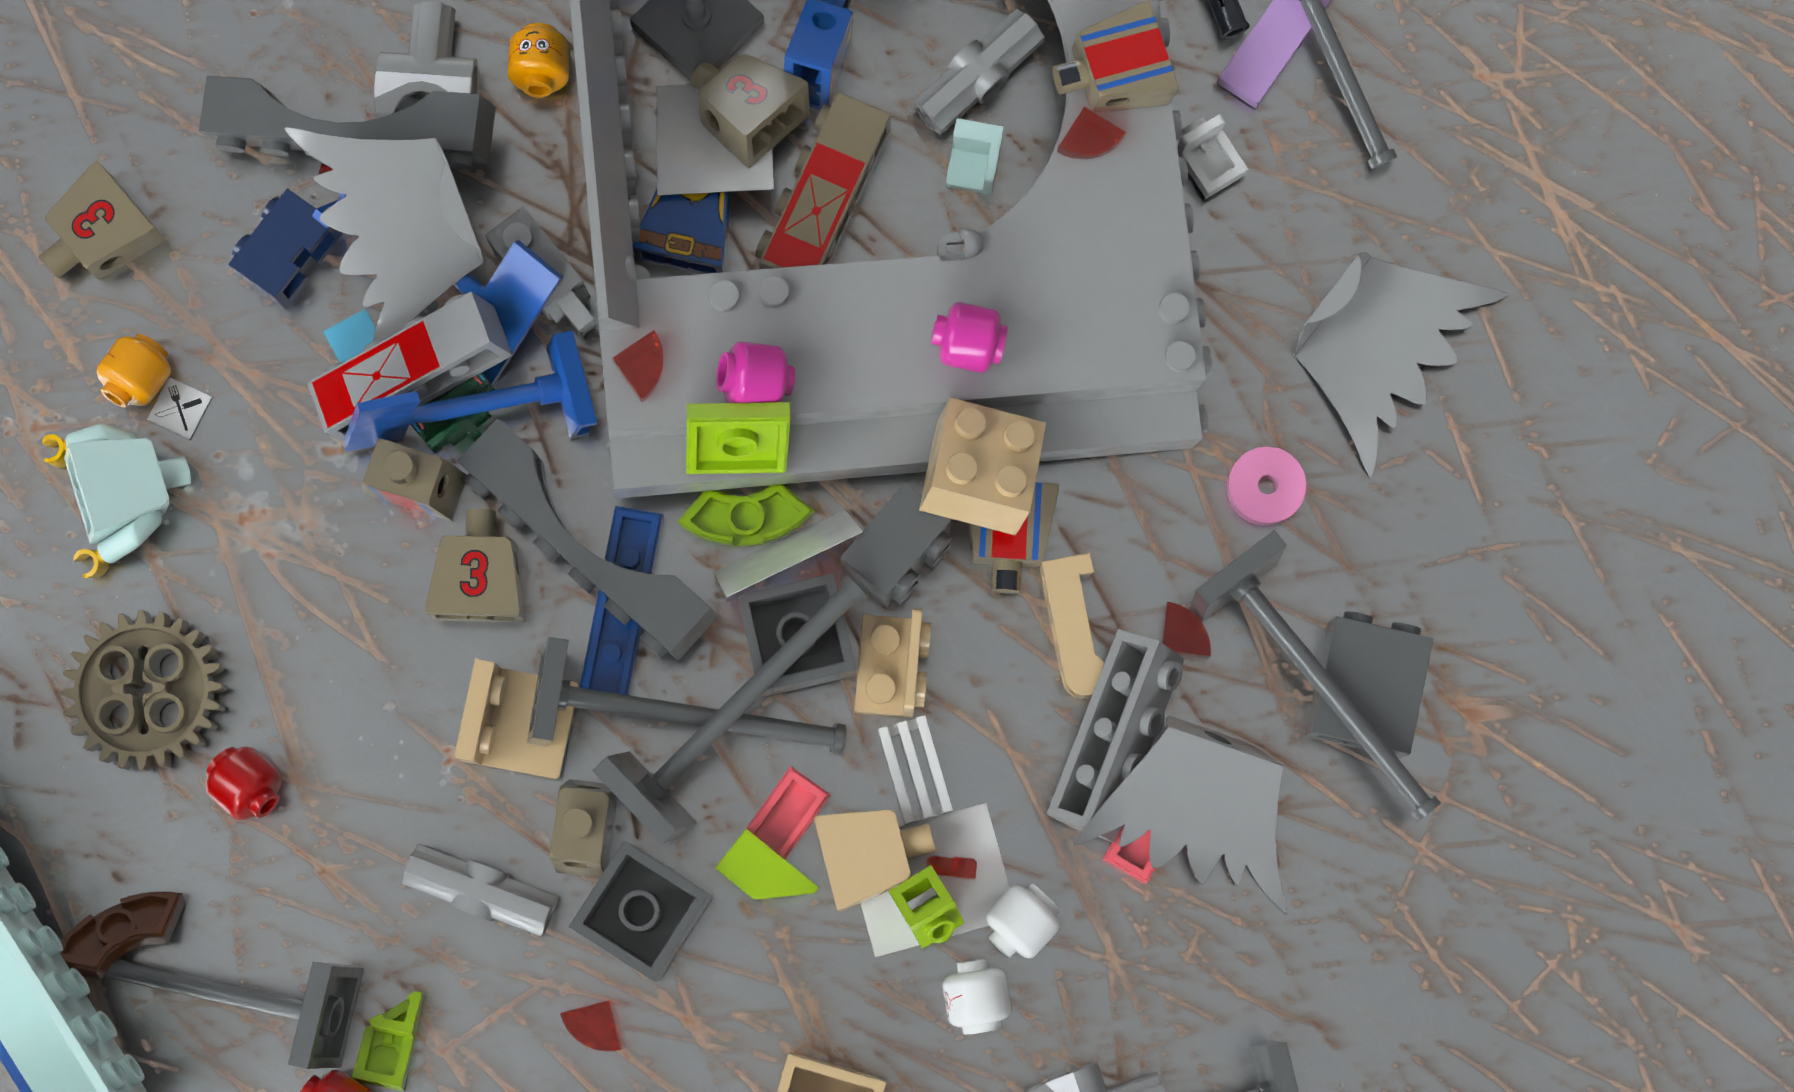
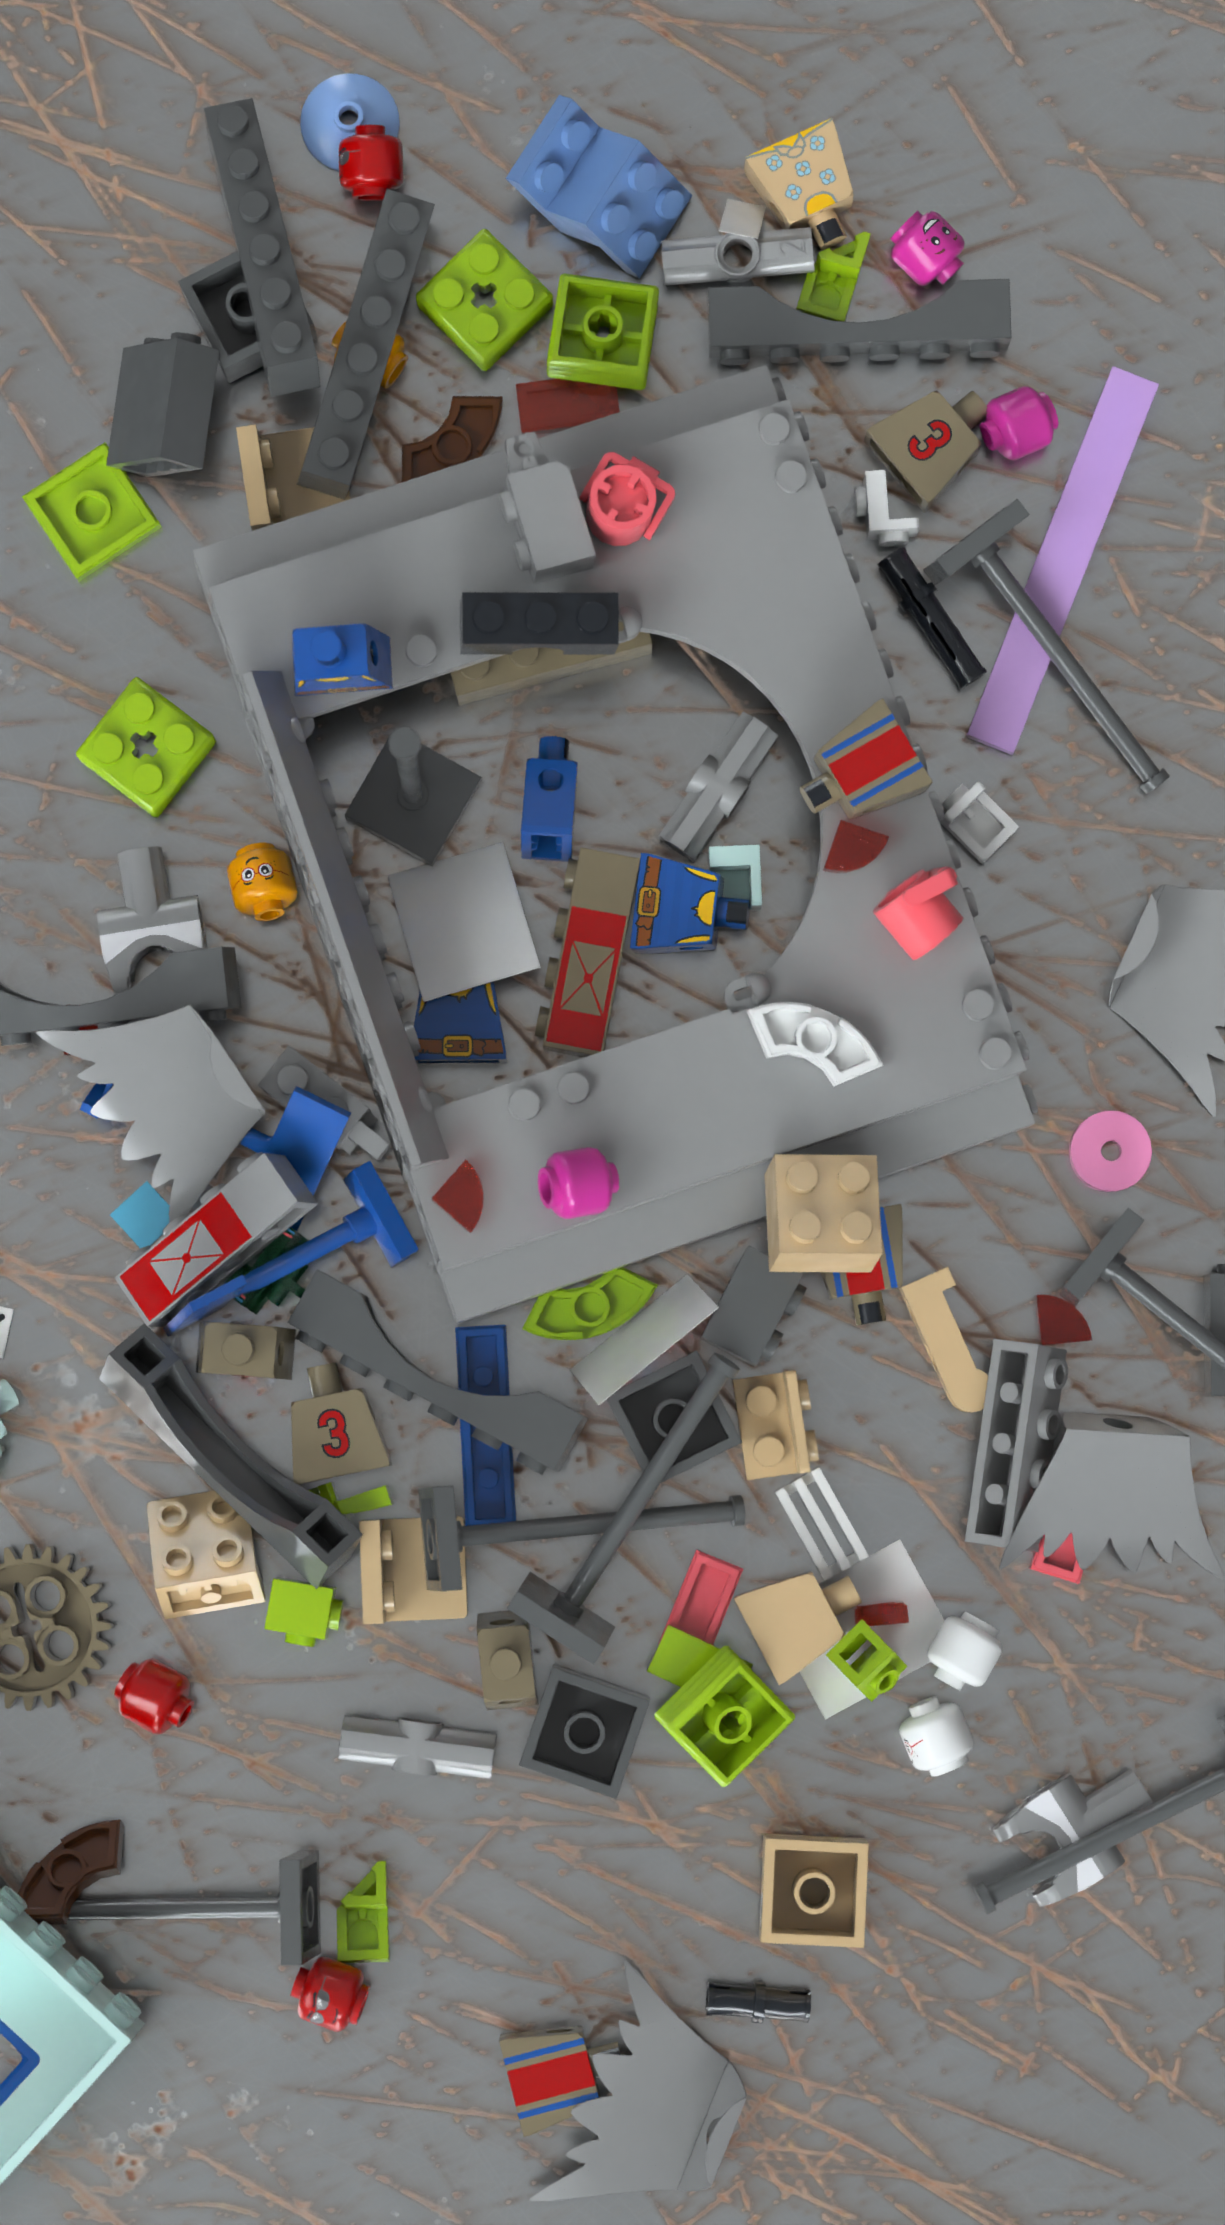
camera: 10 degrees left, 5 degrees up
(282, 248) = (47, 1140): dark blue brick -> none
(325, 661) = (202, 1555): none -> tan bracket
(404, 735) = (302, 1611): none -> lime brick
(408, 637) = (289, 1517): none -> dark grey arch
(456, 640) = (358, 1503): none -> lime slope
(594, 1026) = (563, 1854): clear red tile -> none
(737, 437) = (573, 1246): lime tile -> none
(750, 105) = (492, 882): dark tan torso -> none
(778, 899) = (699, 1705): none -> lime brick
(918, 170) = (681, 908): none -> torso
(969, 337) = (781, 1090): dark pink head -> none
(1018, 299) = (816, 1036): none -> white tile
(1140, 202) = (919, 911): none -> coral piece

